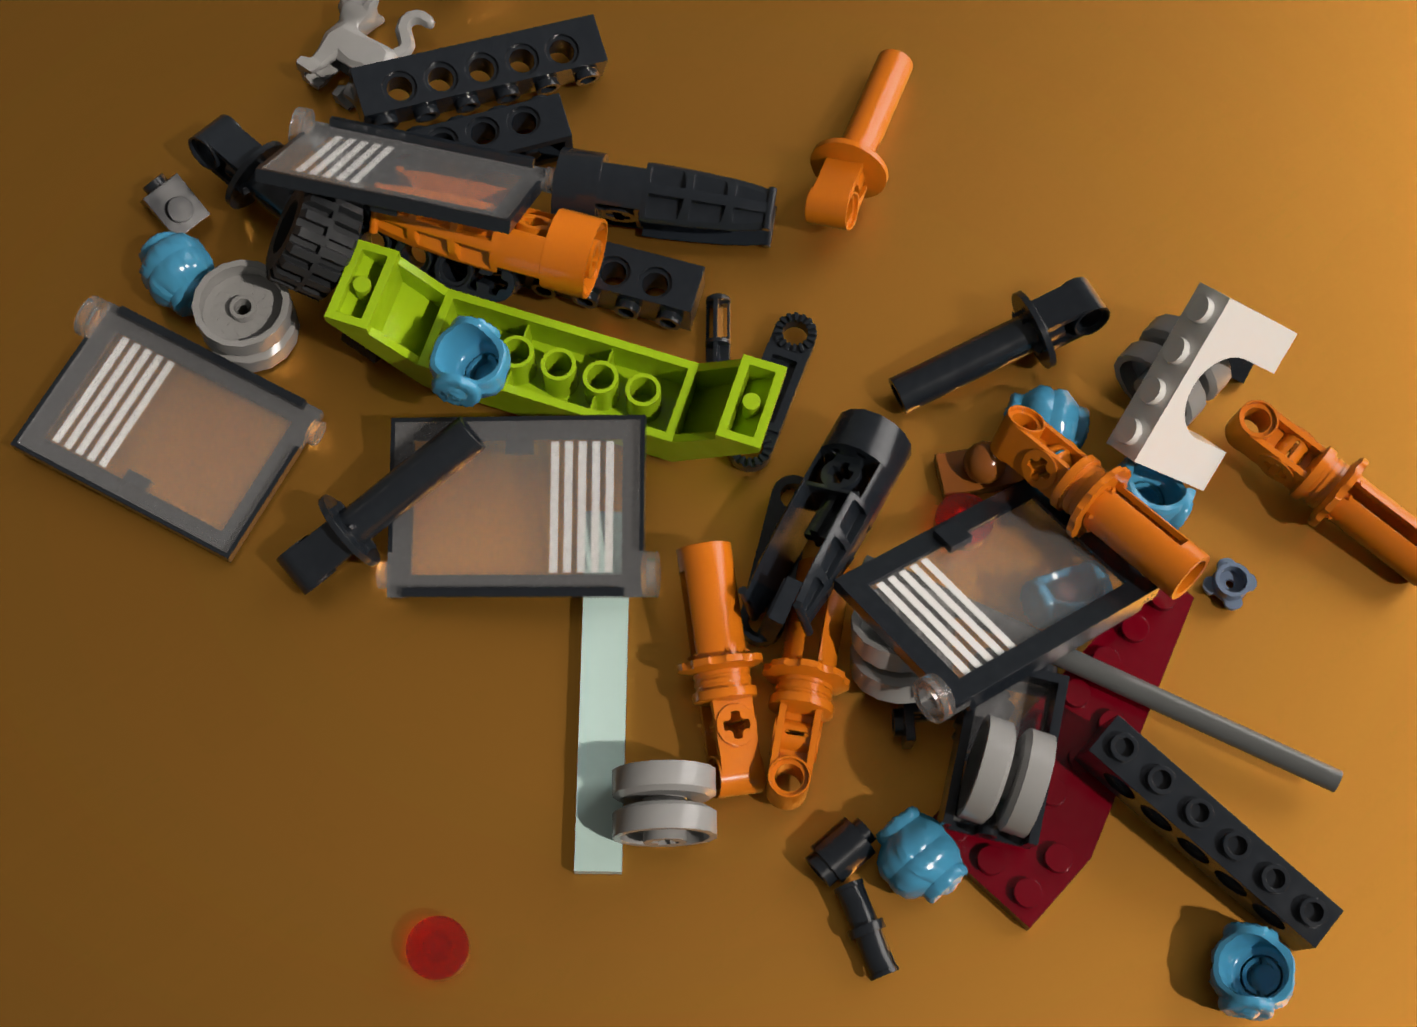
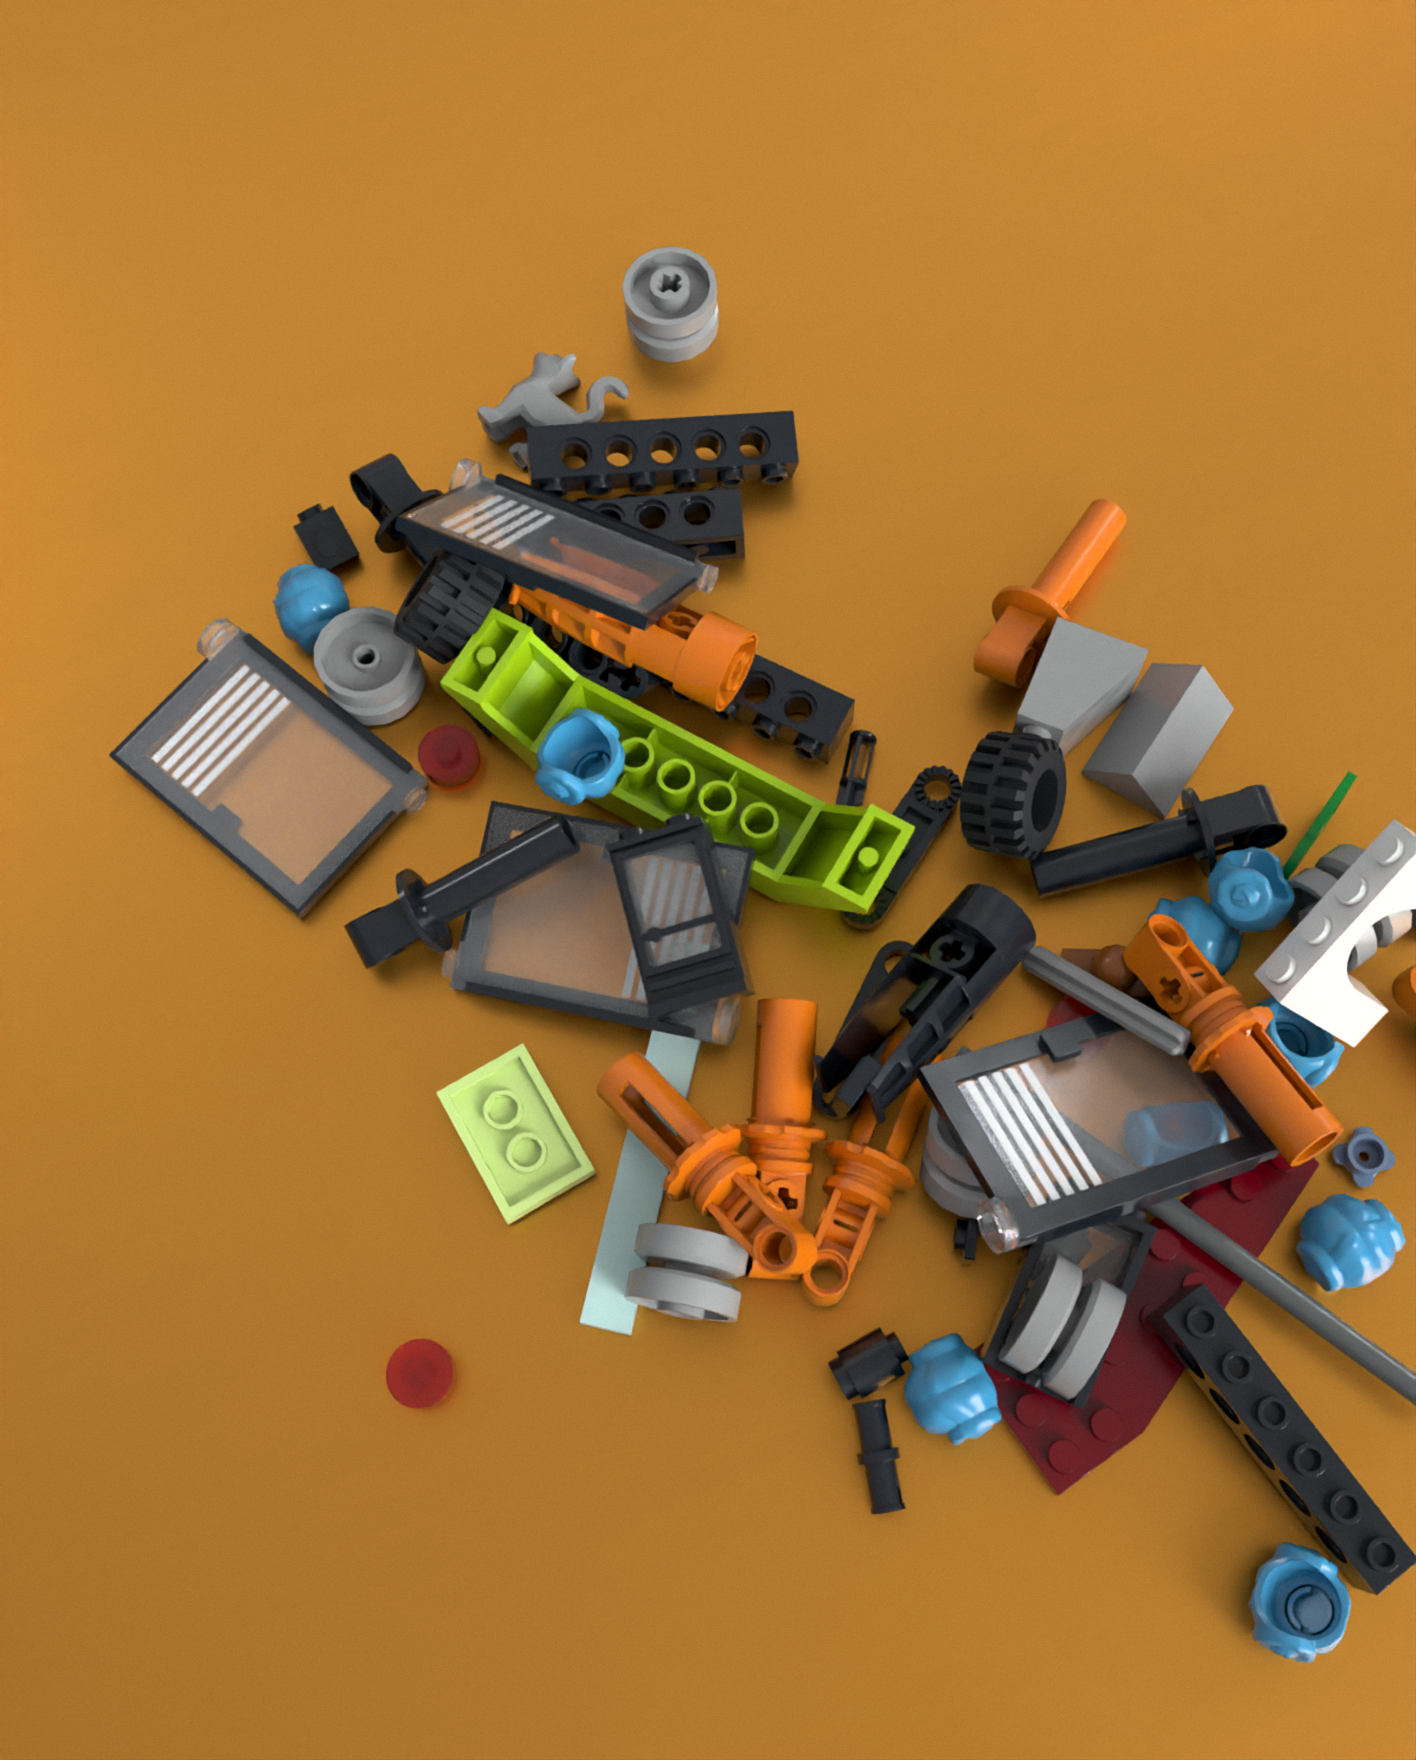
camera: 20 degrees right, 0 degrees up
(338, 386) = (449, 755): none -> clear red wheel
(478, 715) = (515, 1133): none -> yellowish green plate
(590, 487) = (679, 916): none -> black door
(665, 200) = (826, 620): black piece -> none
(665, 707) = (709, 1169): none -> orange piece
(865, 325) = (1013, 794): none -> black tyre
(898, 225) = (1077, 684): none -> light grey slope
(981, 251) = (1160, 736): none -> light grey slope
(984, 490) = (1107, 1000): none -> light grey axle
(1088, 370) = (1250, 890): none -> dark azure hair
(1132, 309) = (1318, 825): none -> green window
(1231, 658) = (1348, 1241): none -> dark azure hair

